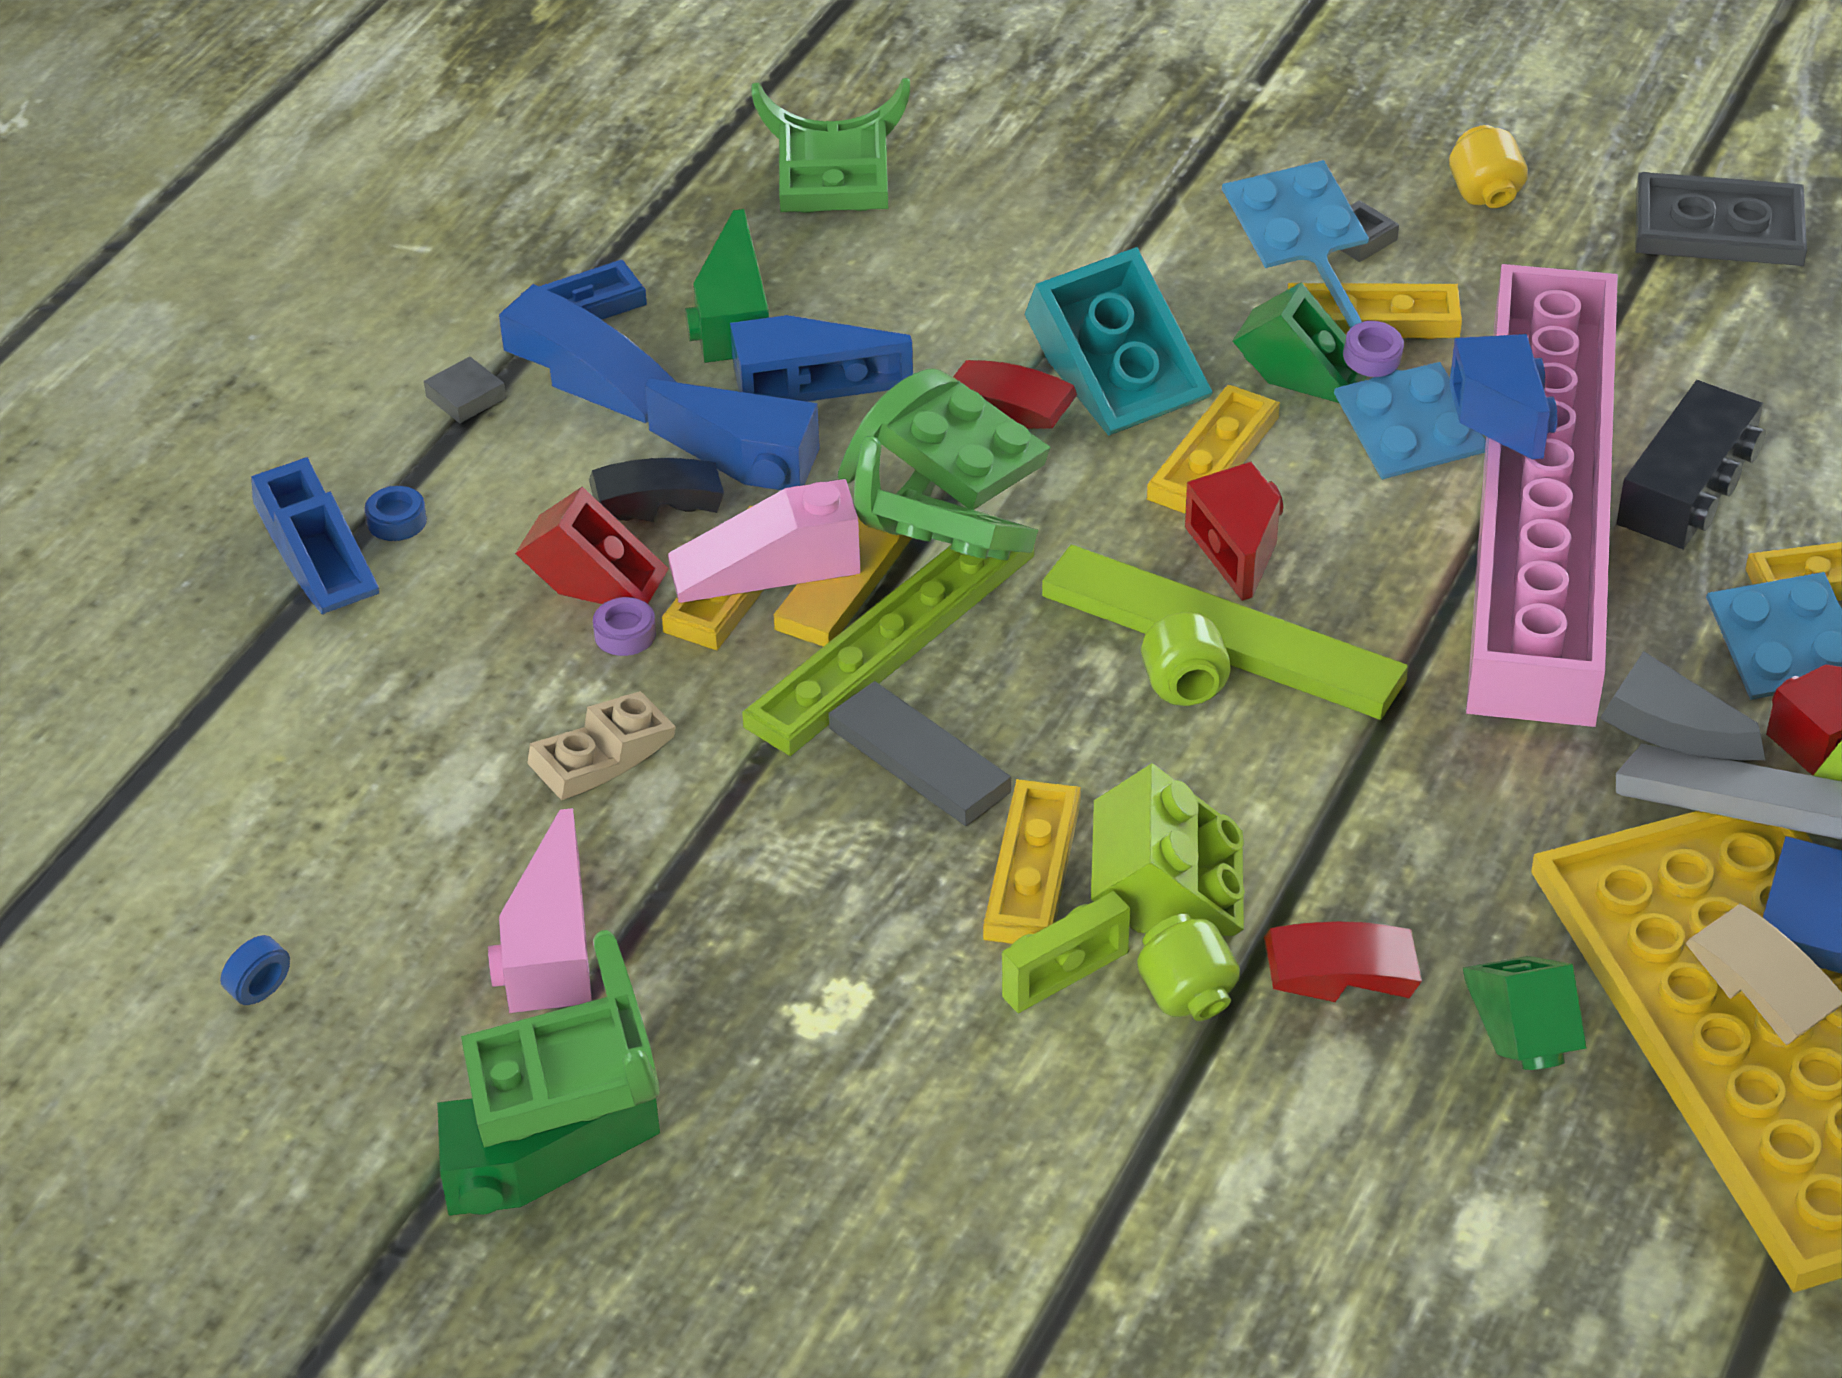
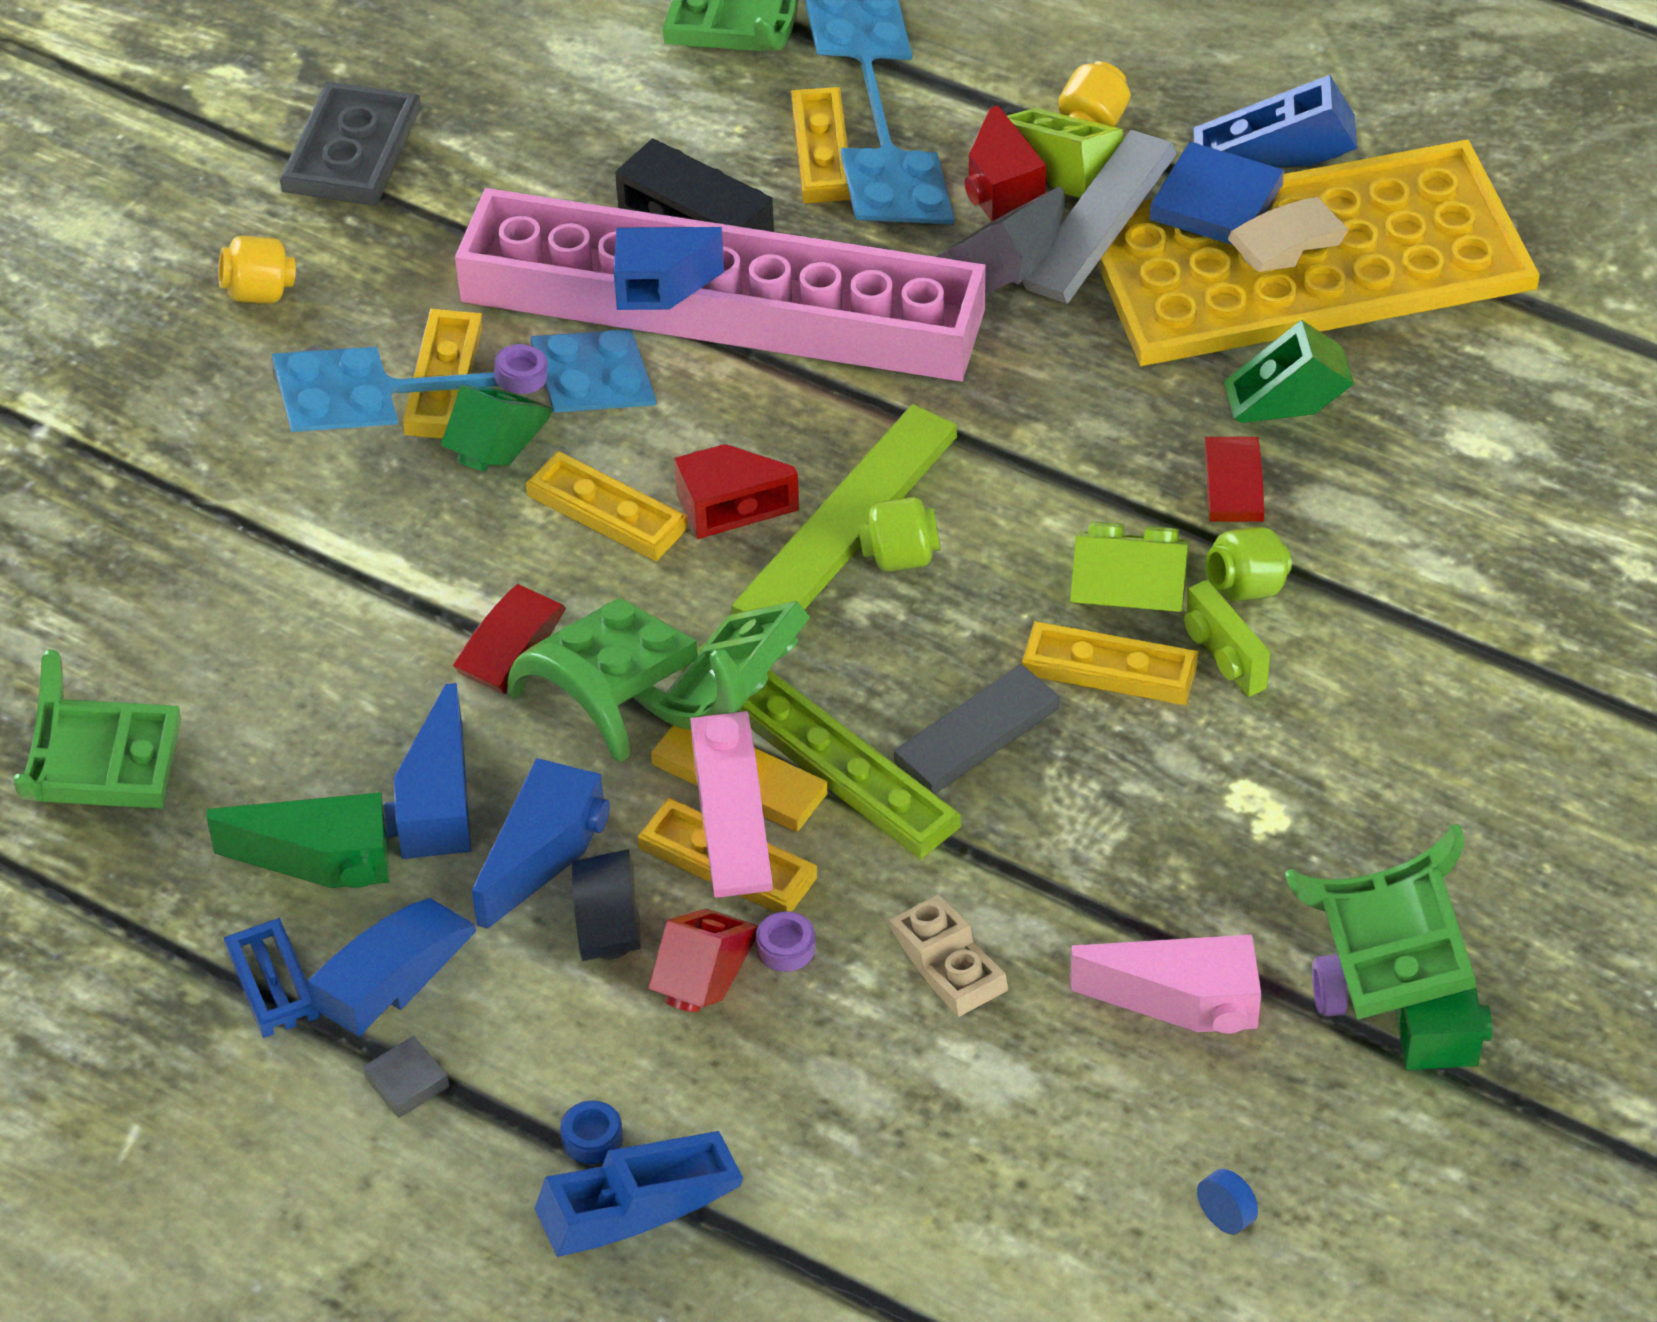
camera: 85 degrees left, 5 degrees up
(1116, 342) = (458, 550): teal slope -> none

